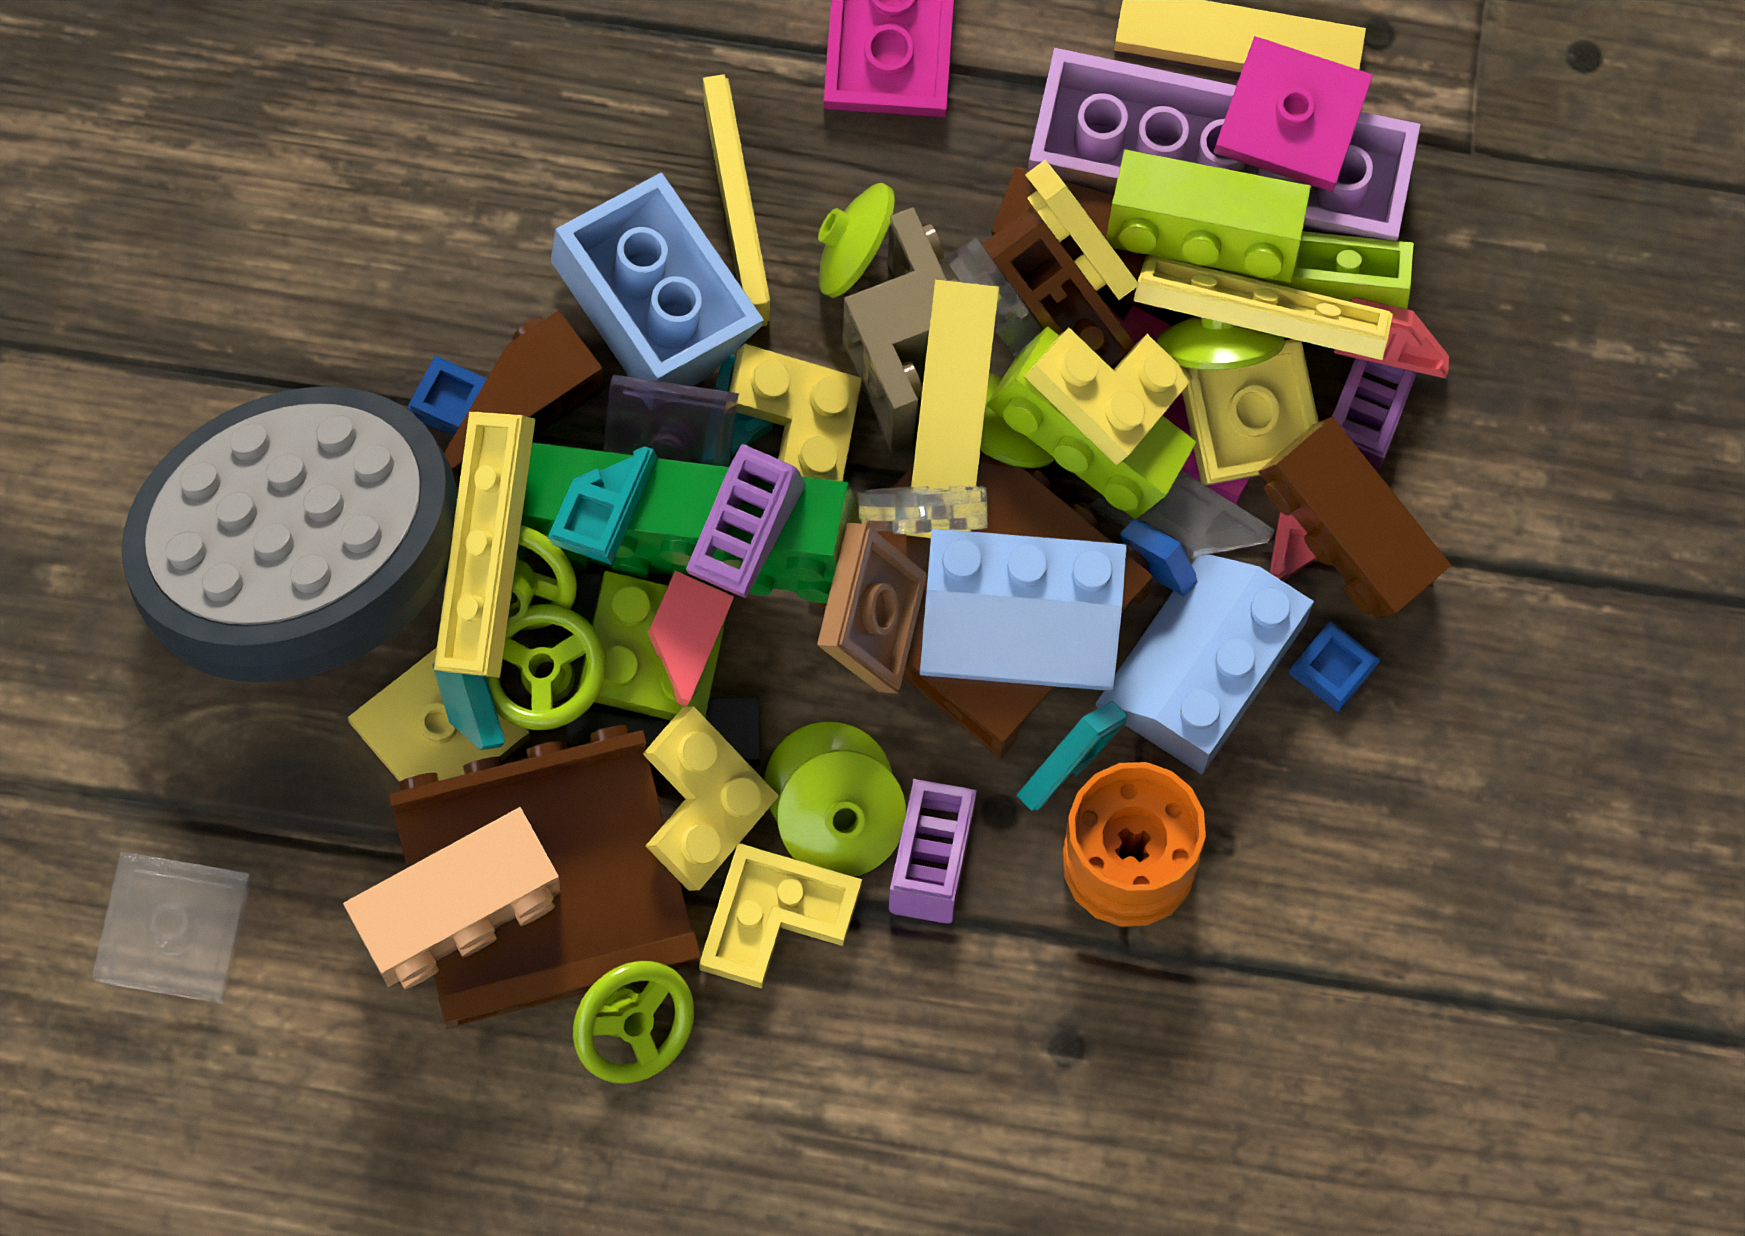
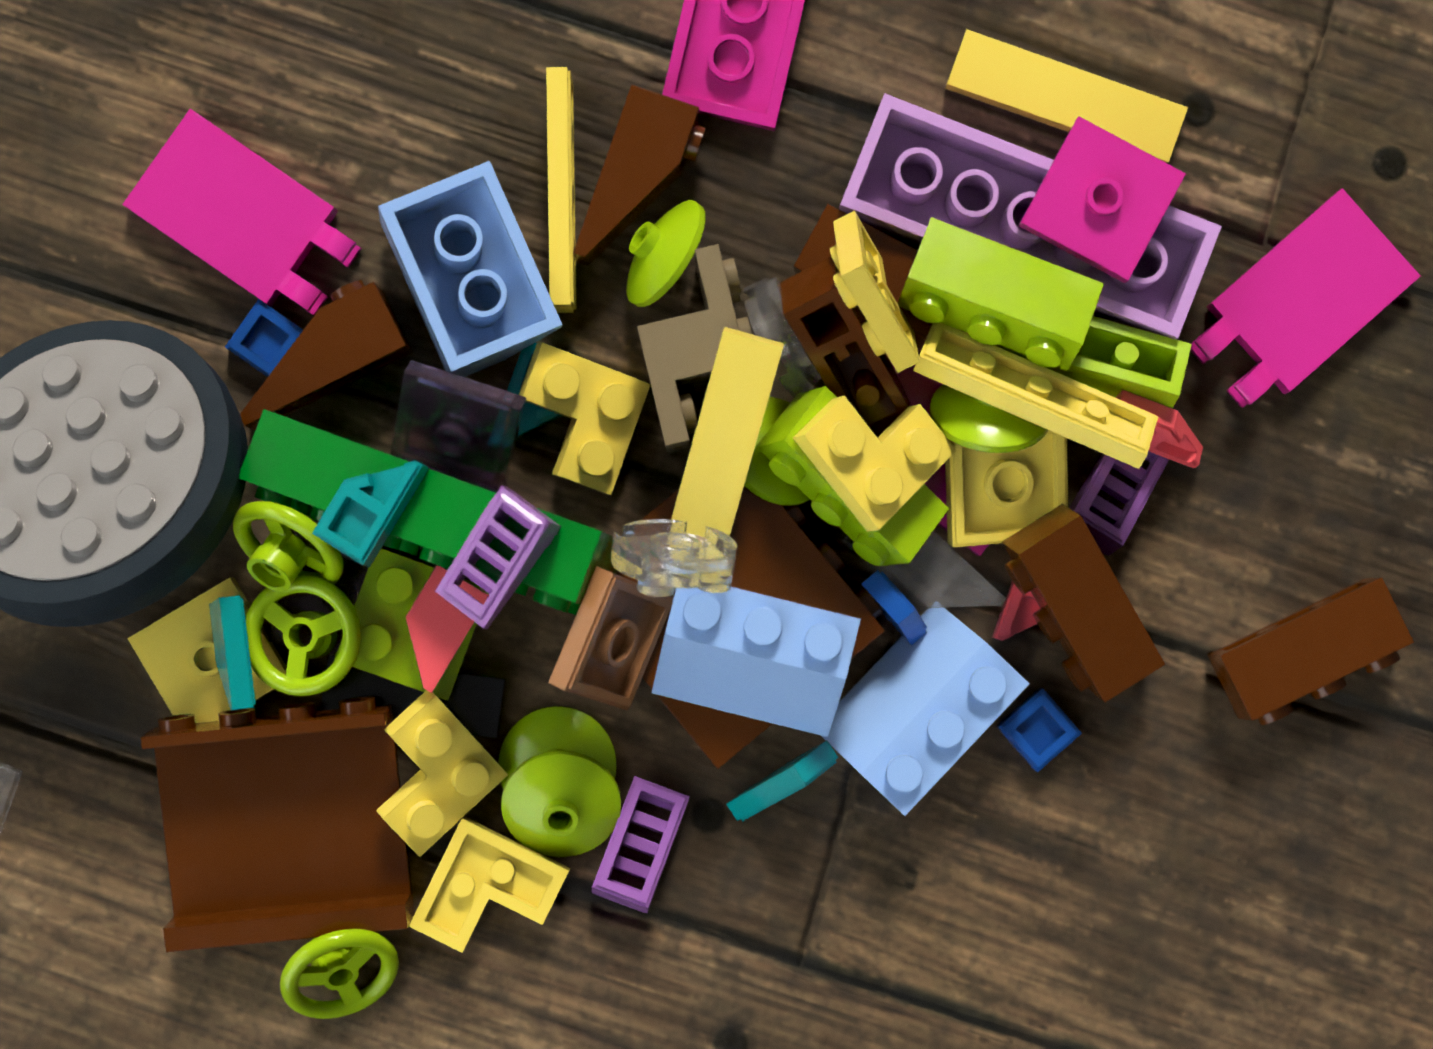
camera: 10 degrees right, 15 degrees up
(402, 276) = (238, 213): none -> dark pink tile
(455, 900) = (184, 850): light nougat brick -> none
(484, 544) = (255, 524): light yellow tile -> none
(814, 165) = (642, 162): none -> reddish brown slope
(1134, 810) = (855, 895): orange wheel -> none
(1524, 196) = (1306, 298): none -> dark pink tile
(1601, 537) = (1311, 651): none -> reddish brown brick

